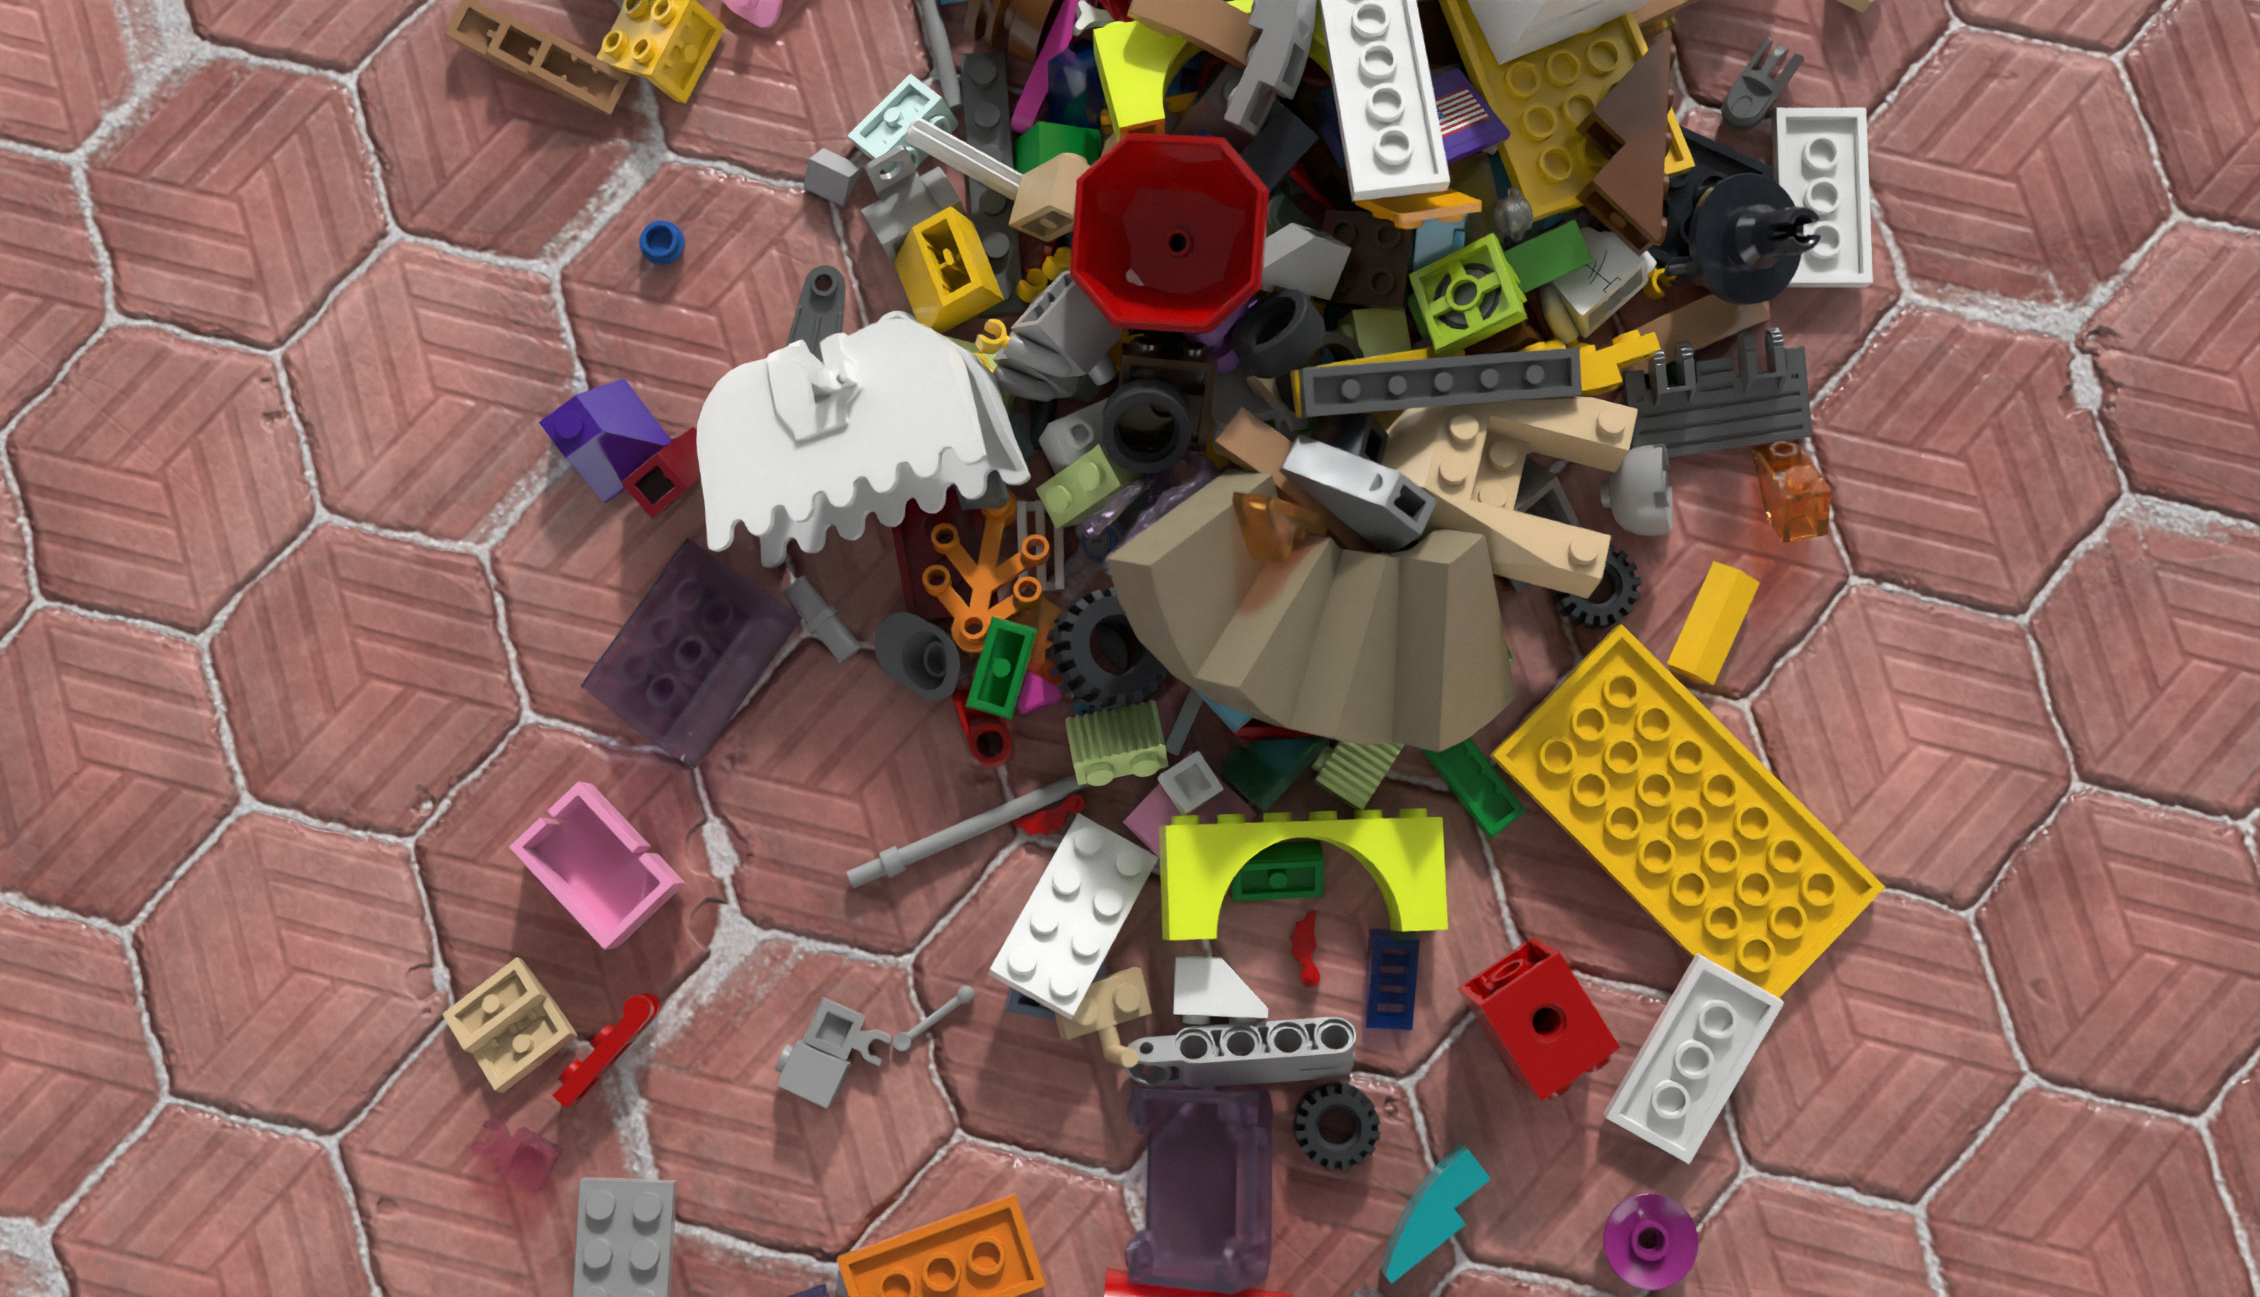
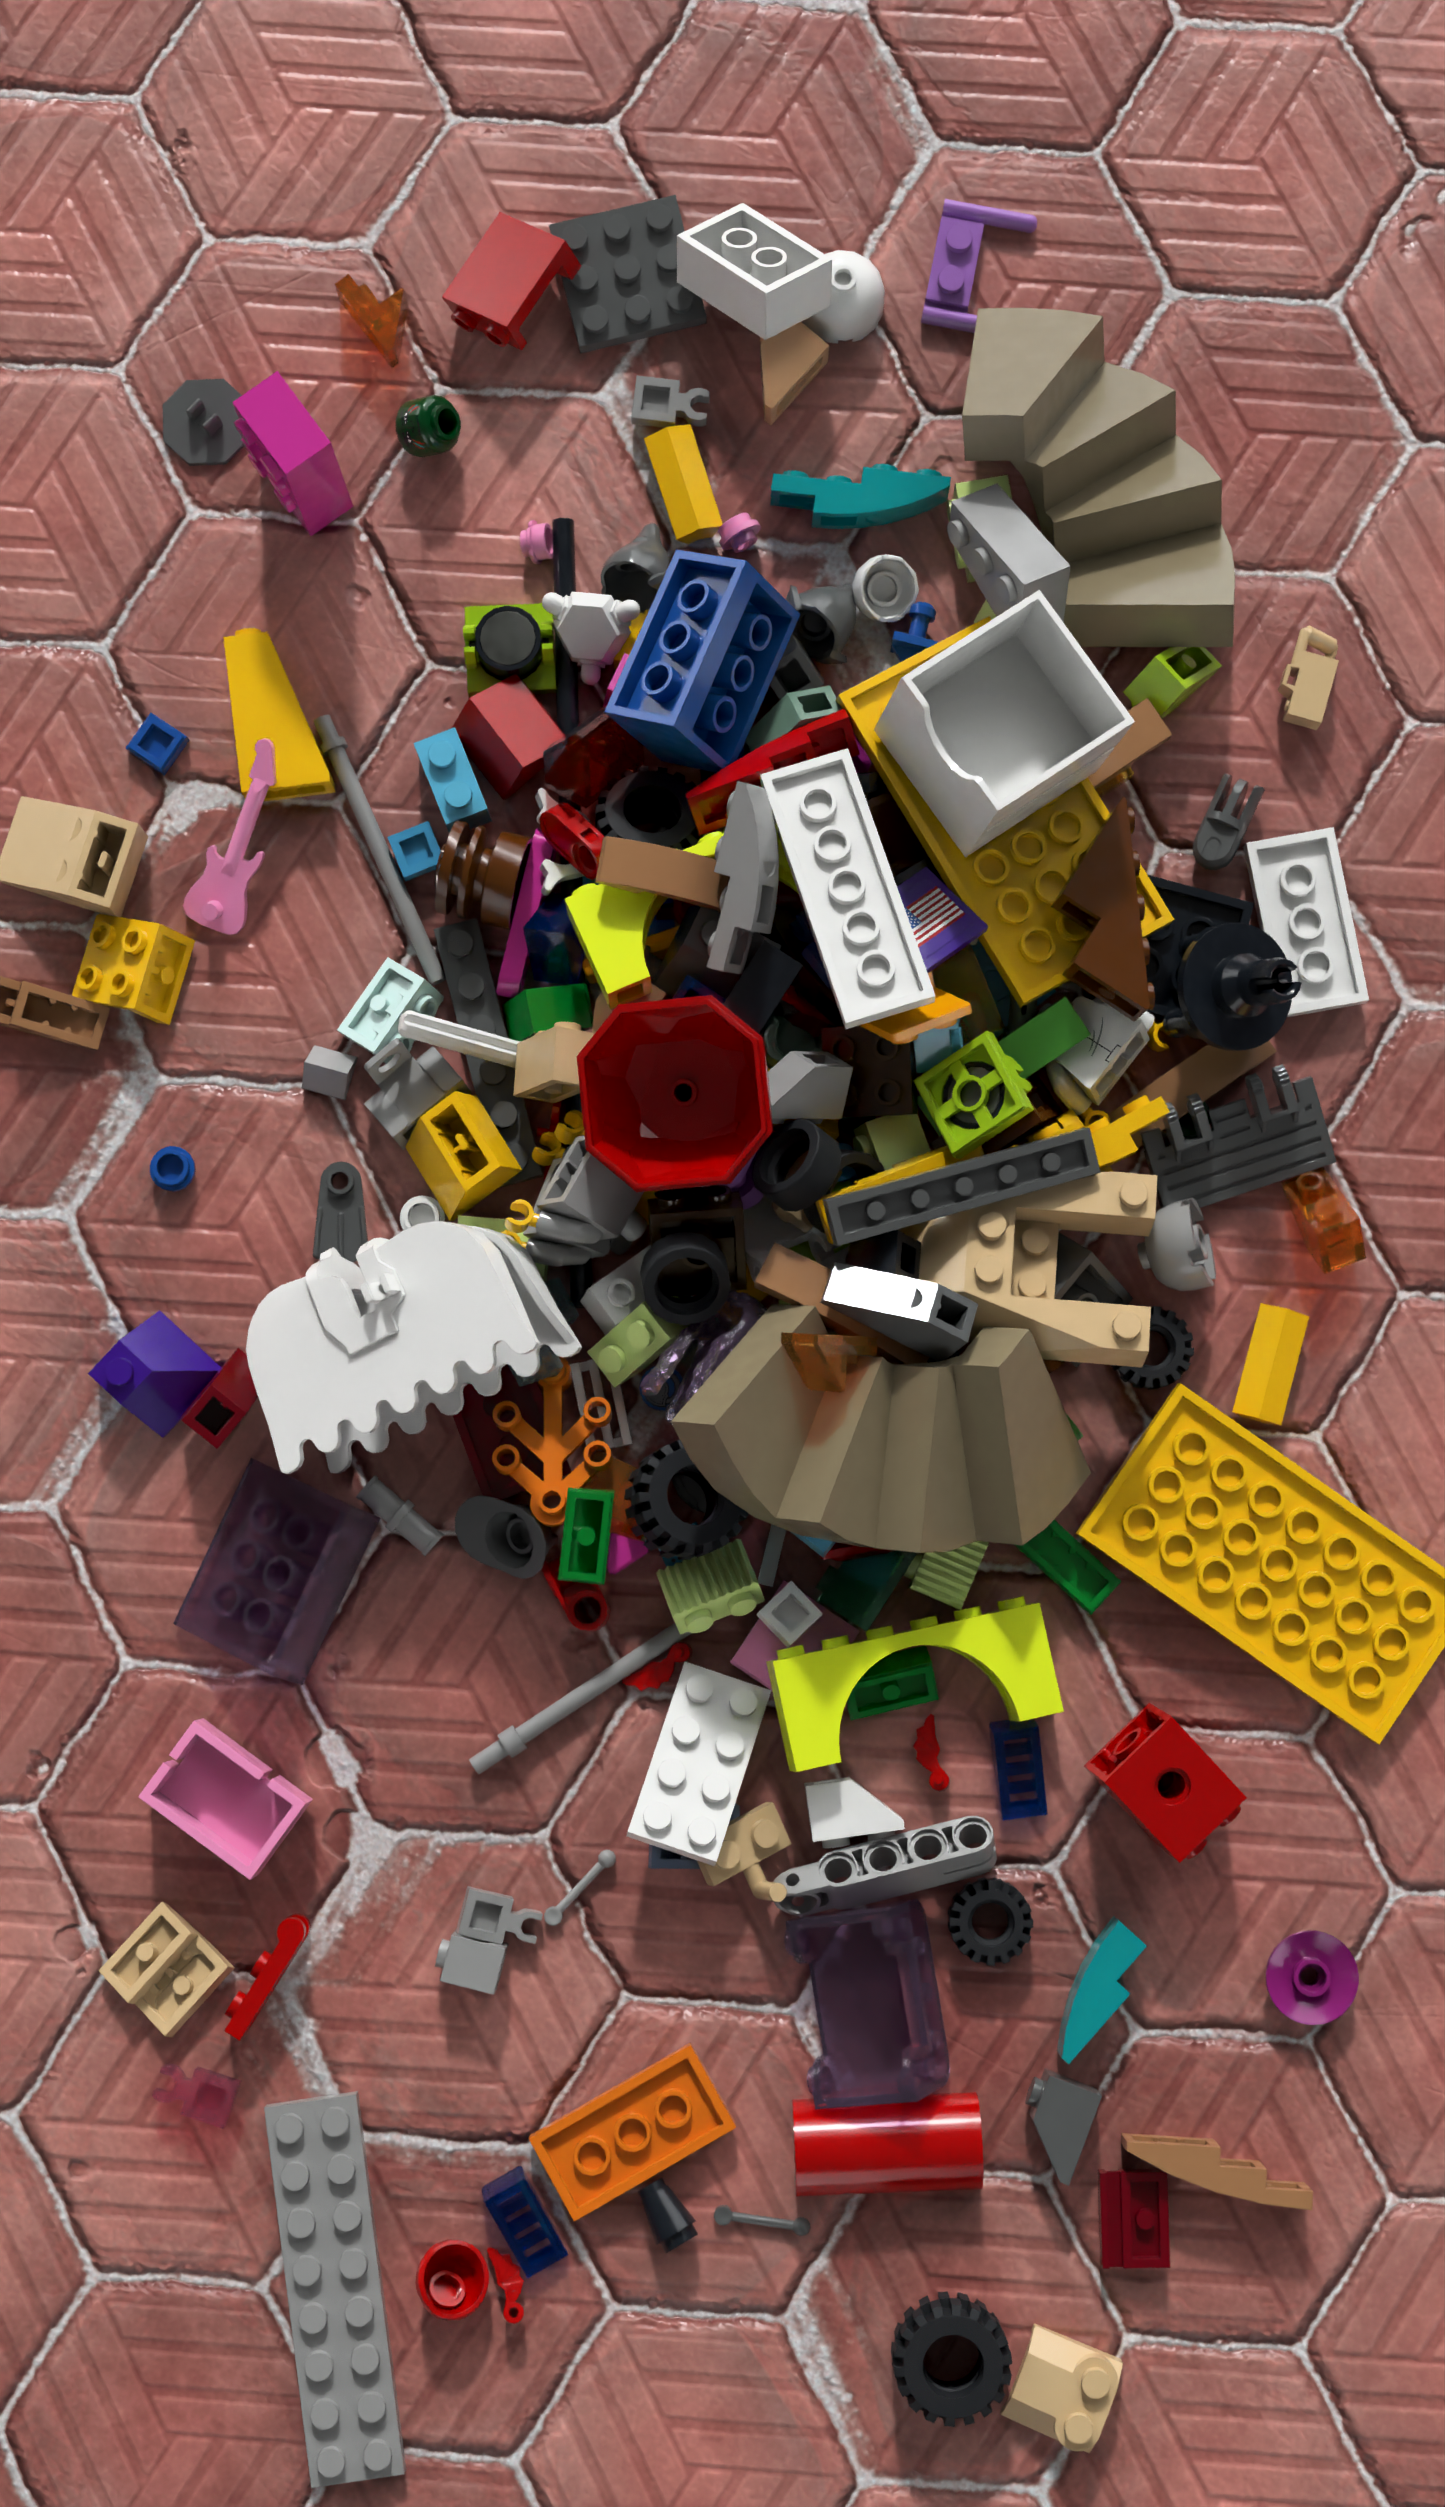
camera: 10 degrees left, 0 degrees up
(1512, 215) = (1004, 1003): clear plate -> none
(1693, 1058) = (1322, 1793): white plate -> none

